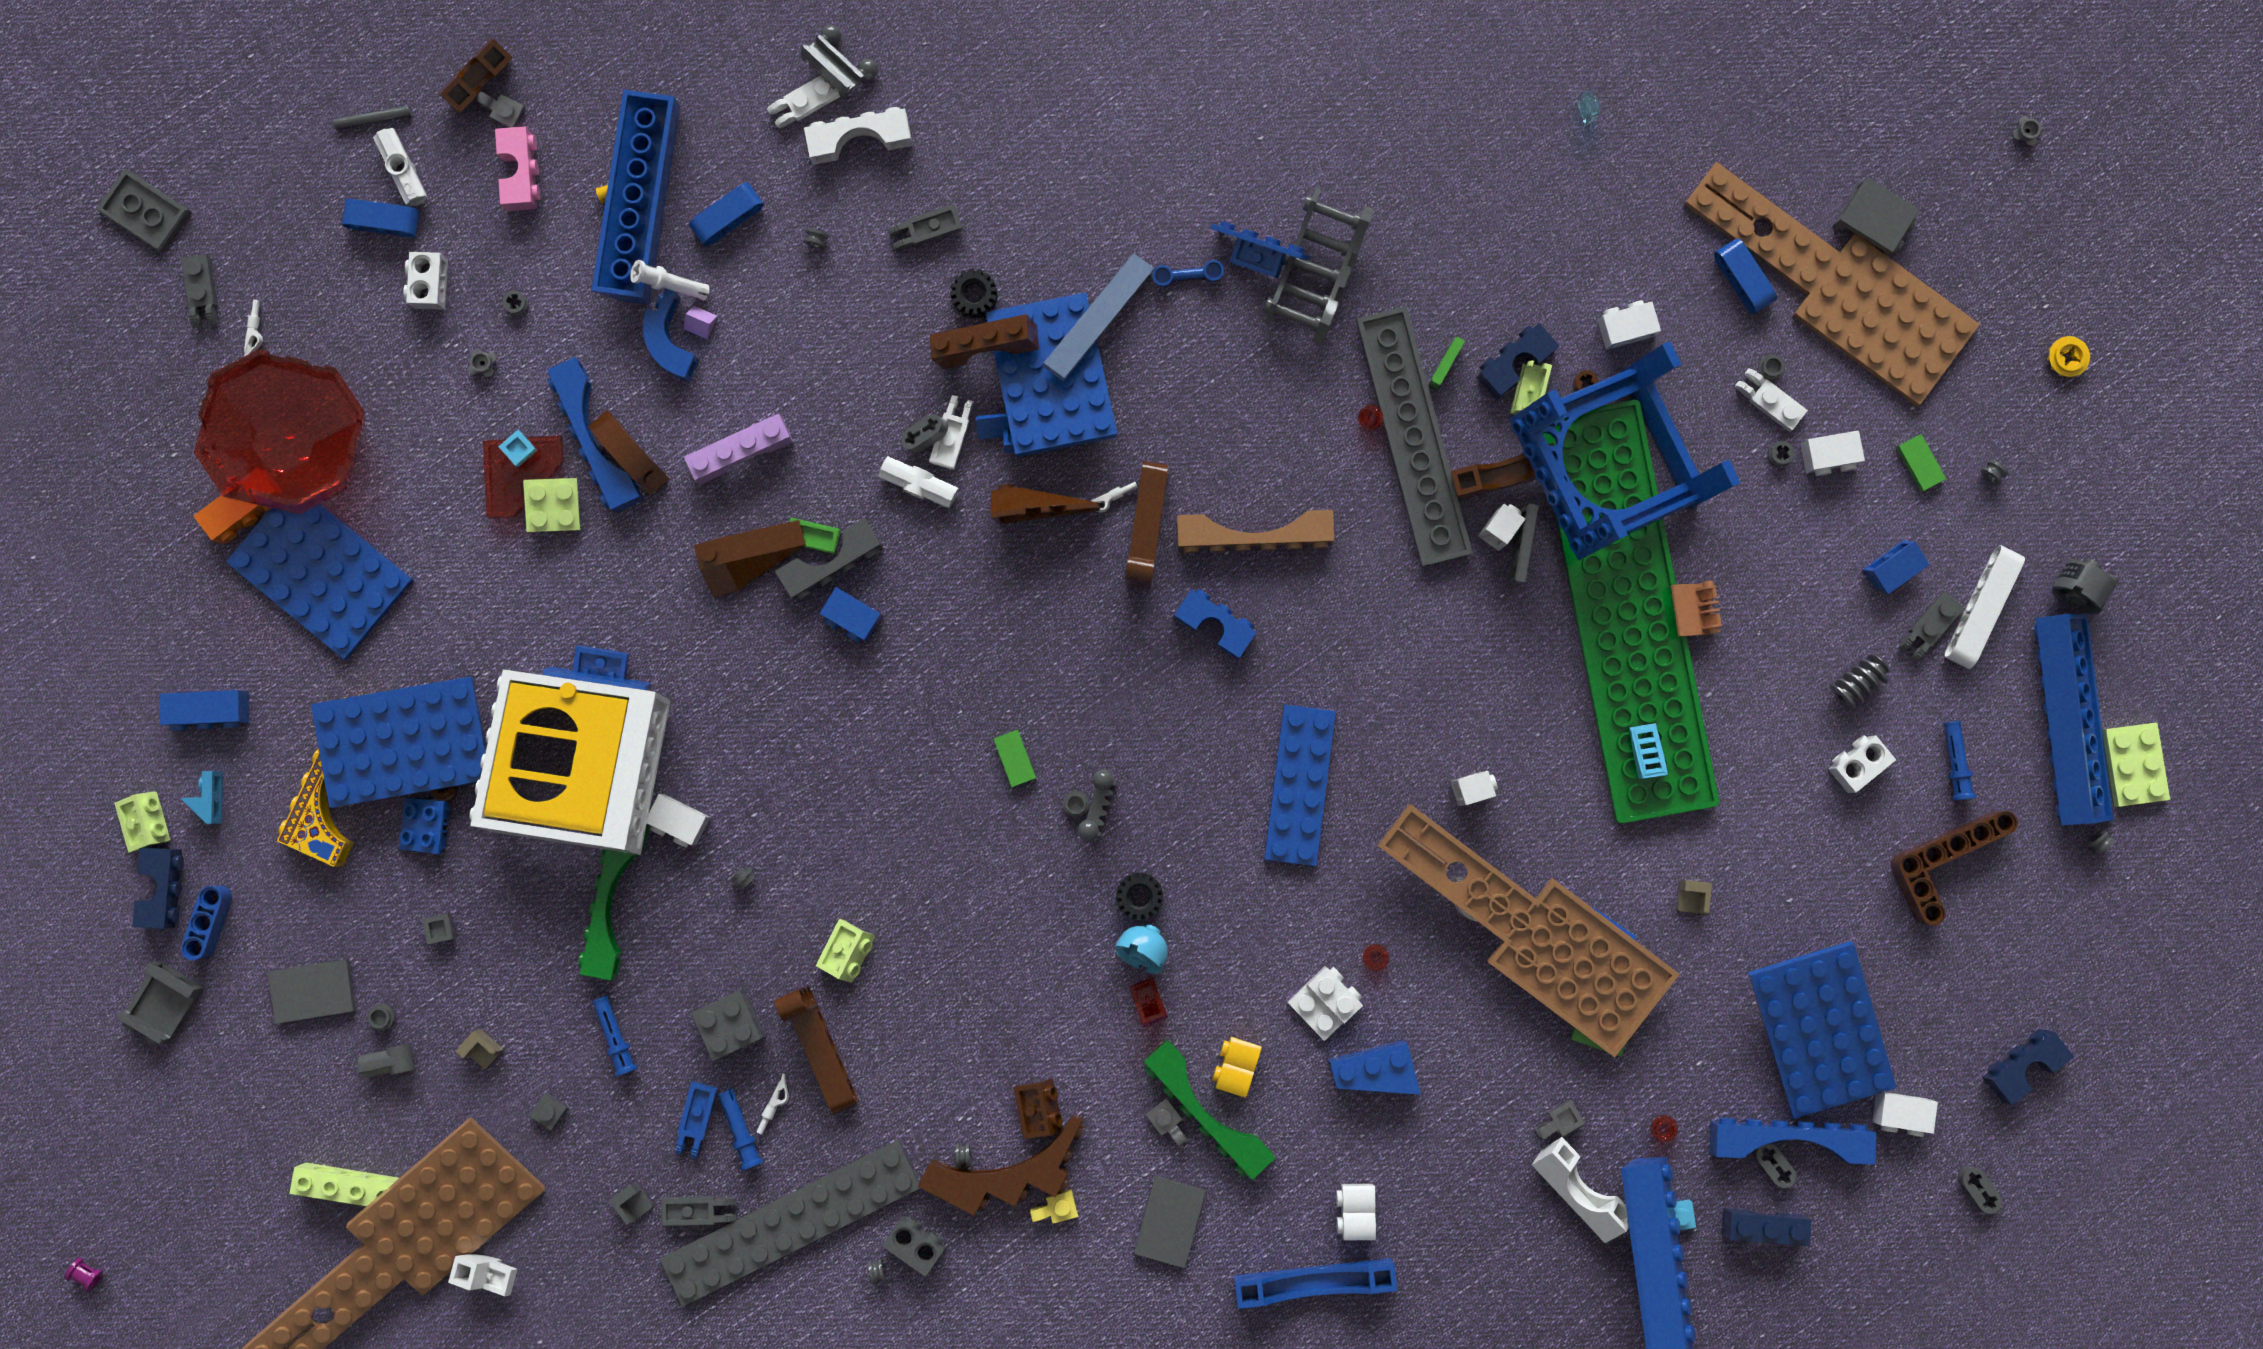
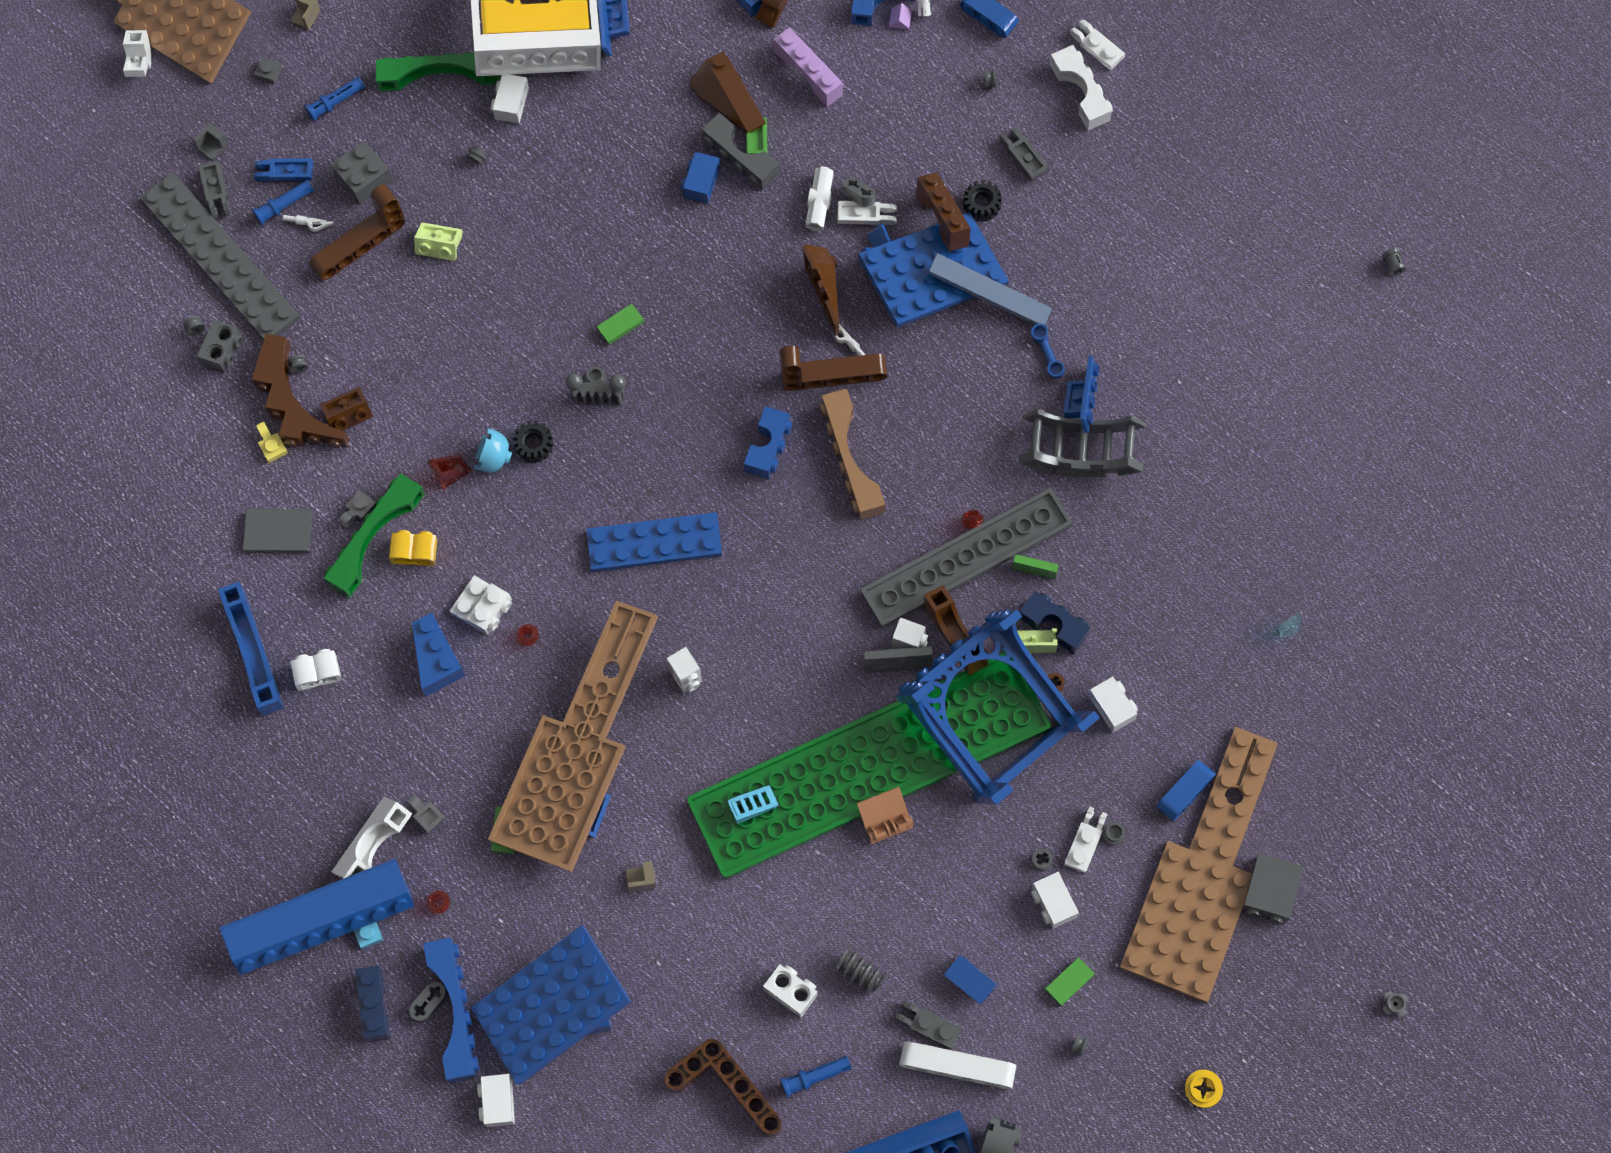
camera: 80 degrees right, 15 degrees down
(833, 64) = (1129, 55): dark grey gear -> none

